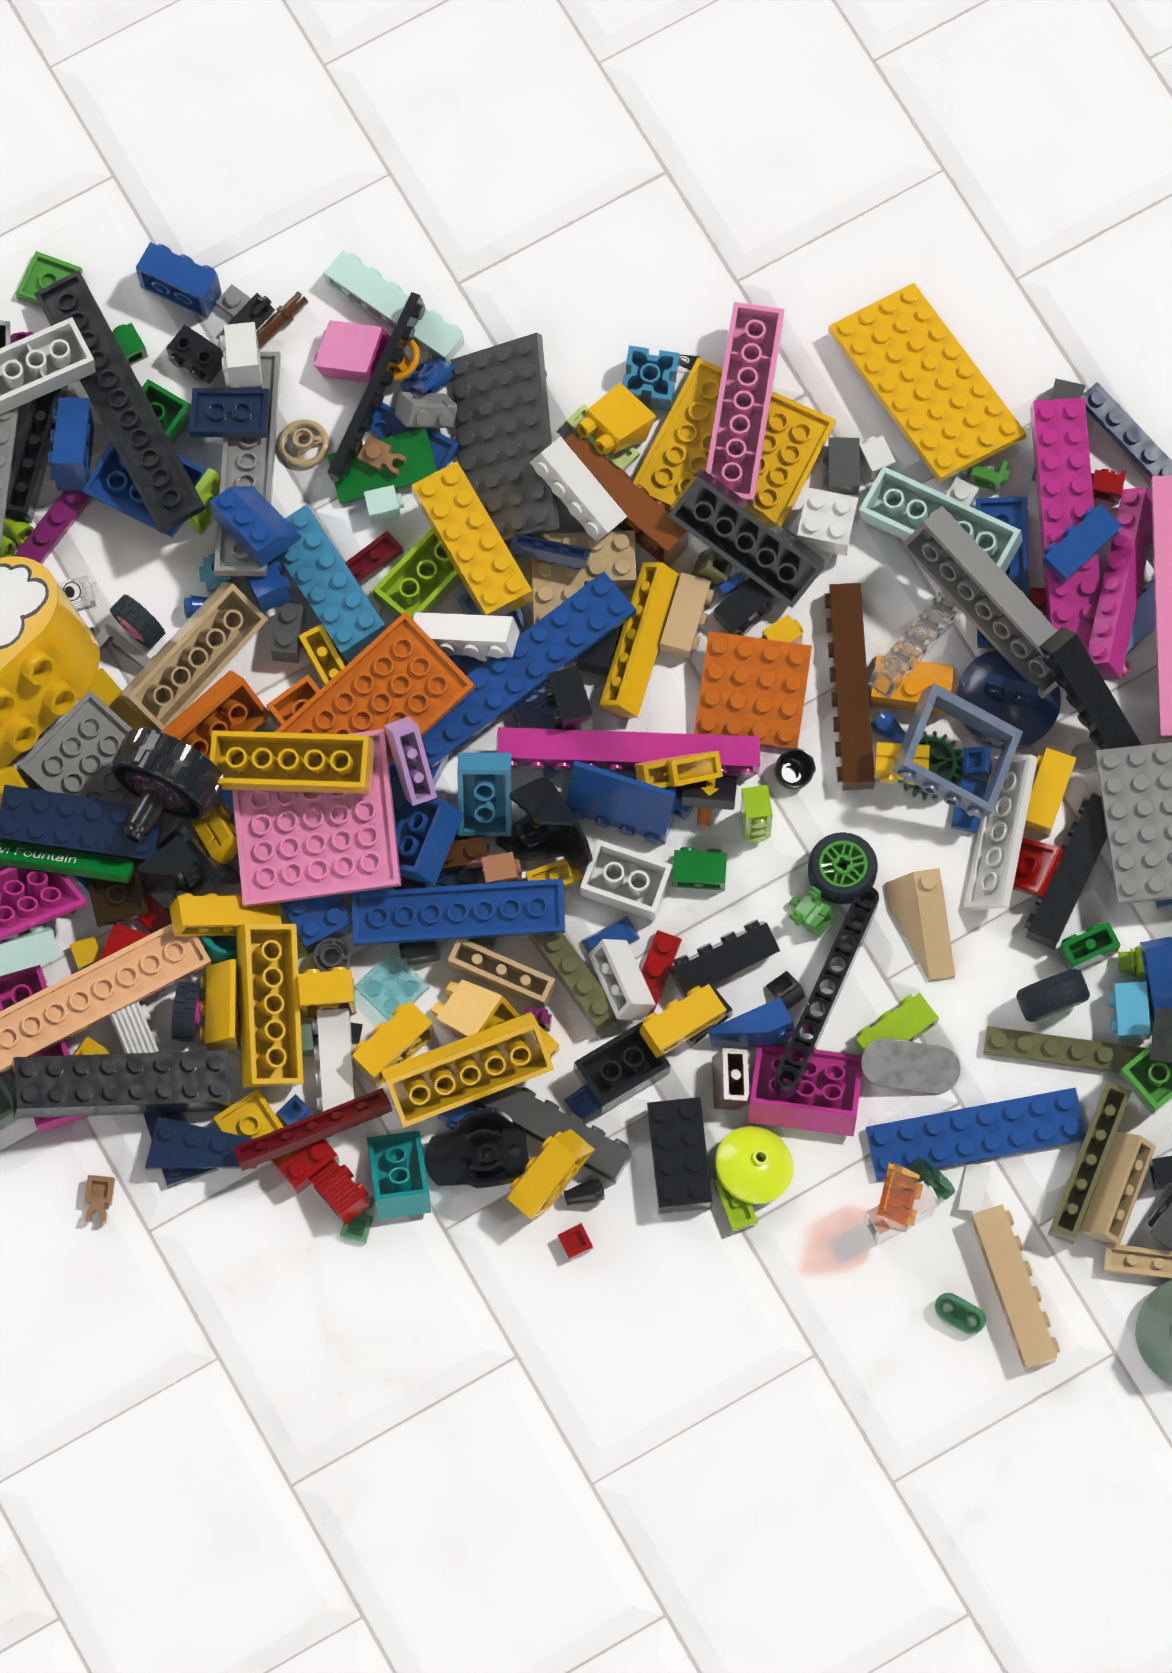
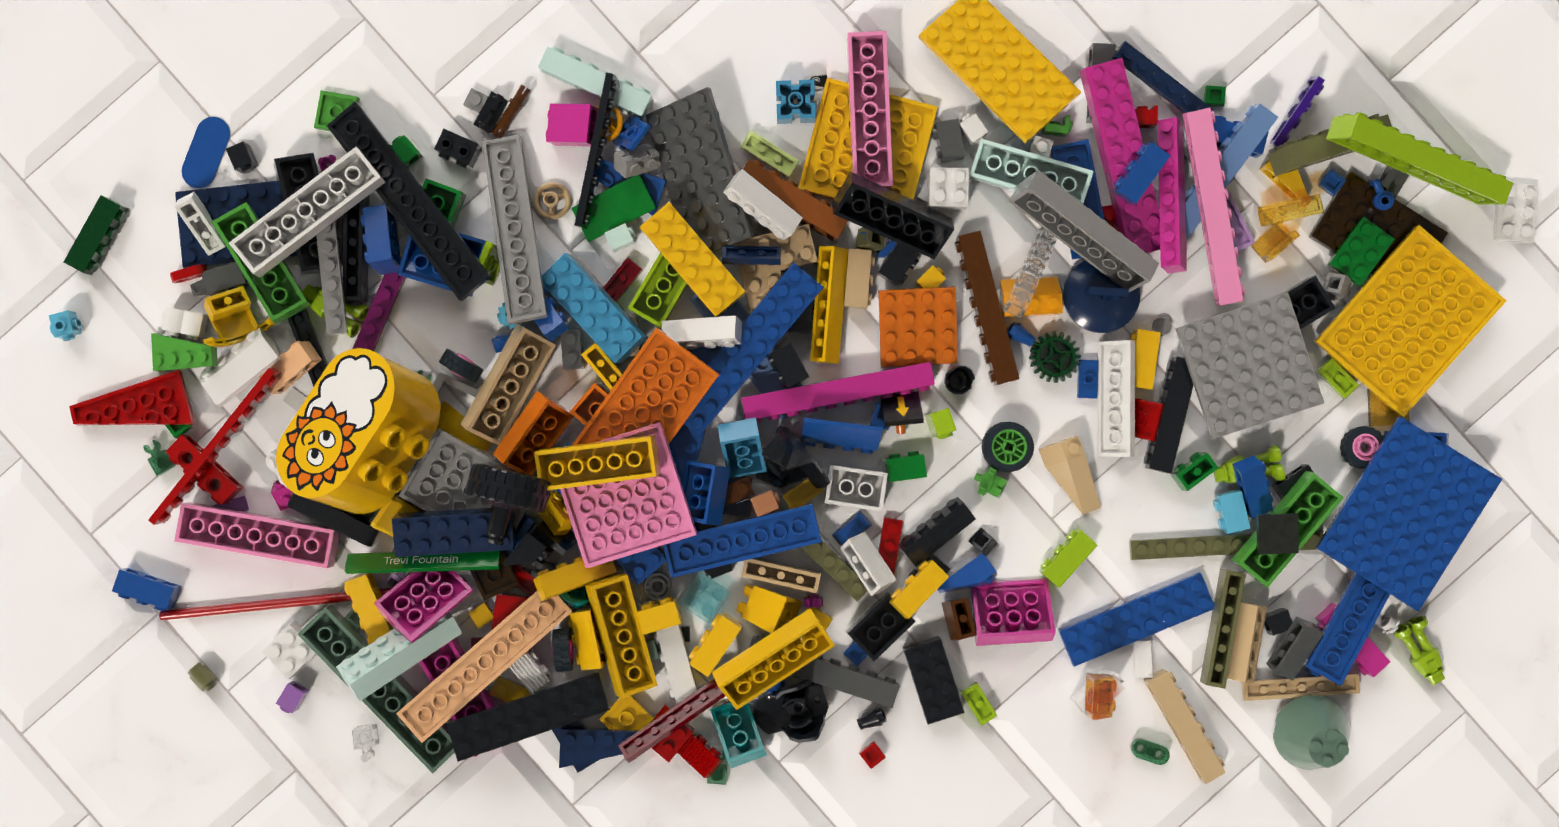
camera: 15 degrees left, 15 degrees up
(80, 592) = (413, 350): clear brick -> none
(98, 1194) = (531, 788): medium nougat plate -> none
(179, 279) = (431, 93): blue brick -> none
(229, 412) = (492, 193): dark blue plate -> none
(241, 356) = (492, 149): white brick -> none
(253, 523) = (529, 279): blue slope -> none
(295, 1110) = (656, 703): blue plate -> none
(379, 454) = (608, 201): medium nougat plate -> none
(410, 761) = (684, 442): lavender brick -> none
(549, 1173) = (847, 718): yellow brick -> none
(617, 421) = (779, 143): yellow hips -> none
(680, 769) = (878, 402): yellow slope -> none
(746, 1176) = (975, 675): neon yellow dish -> none
(825, 1002) = (1010, 551): black beam -> none
(886, 756) = (1037, 363): yellow brick -> none
(910, 1065) = (1083, 582): flat silver sticker -> none
(932, 1177) = (1113, 661): clear green plate -> none
(974, 717) = (1047, 343): sand blue window -> none
(977, 761) = (1089, 347): blue tile -> none
(1053, 995) = (1176, 513): black wheel -> none
(1087, 691) = (1167, 288): black brick -> none

